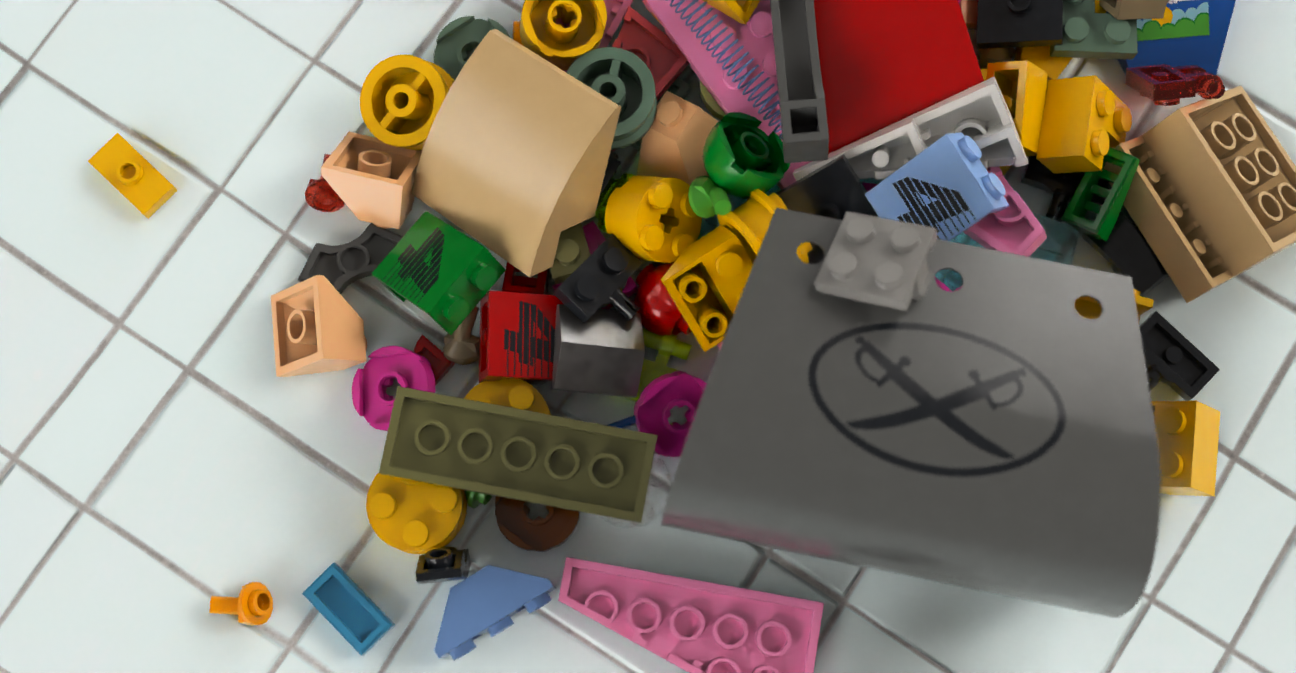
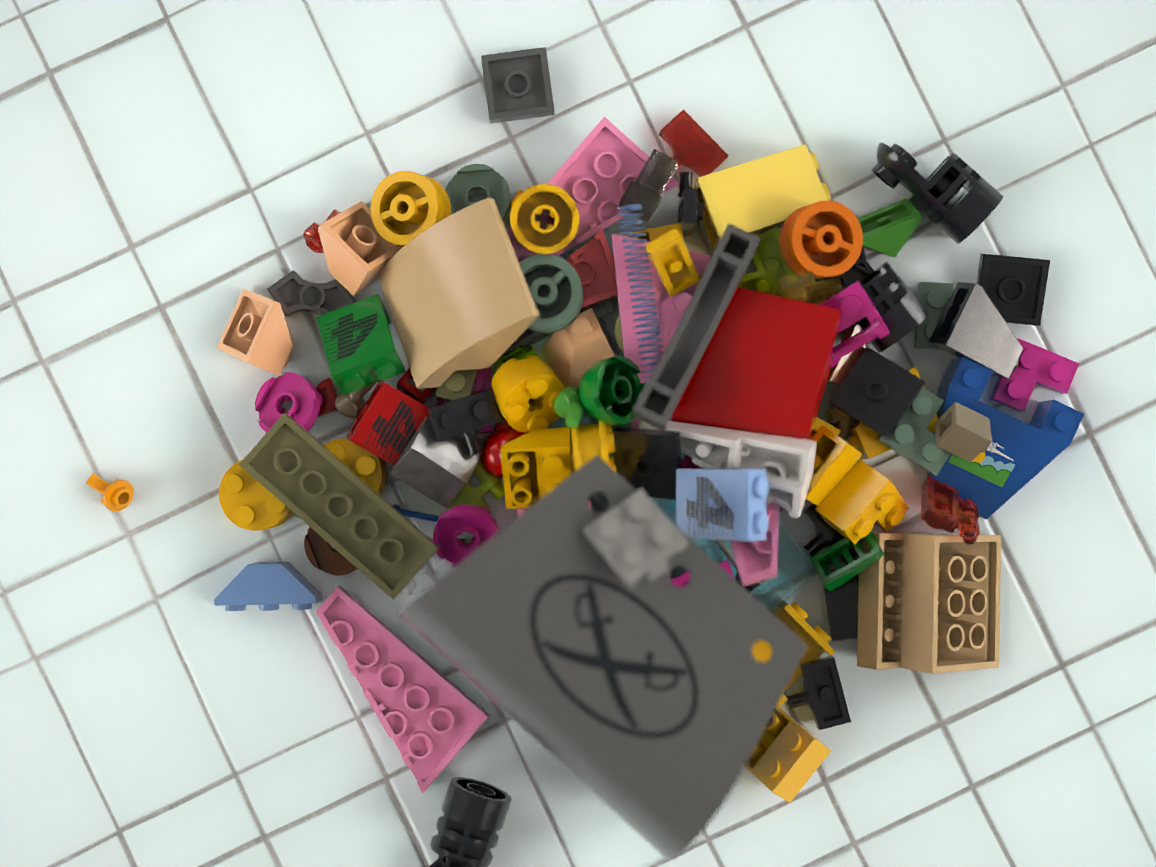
camera: 25 degrees right, 10 degrees up
(132, 175) = (195, 146): yellow plate -> none
(348, 609) = (178, 534): dark azure tile -> none
(443, 565) = (251, 548): black slope -> none

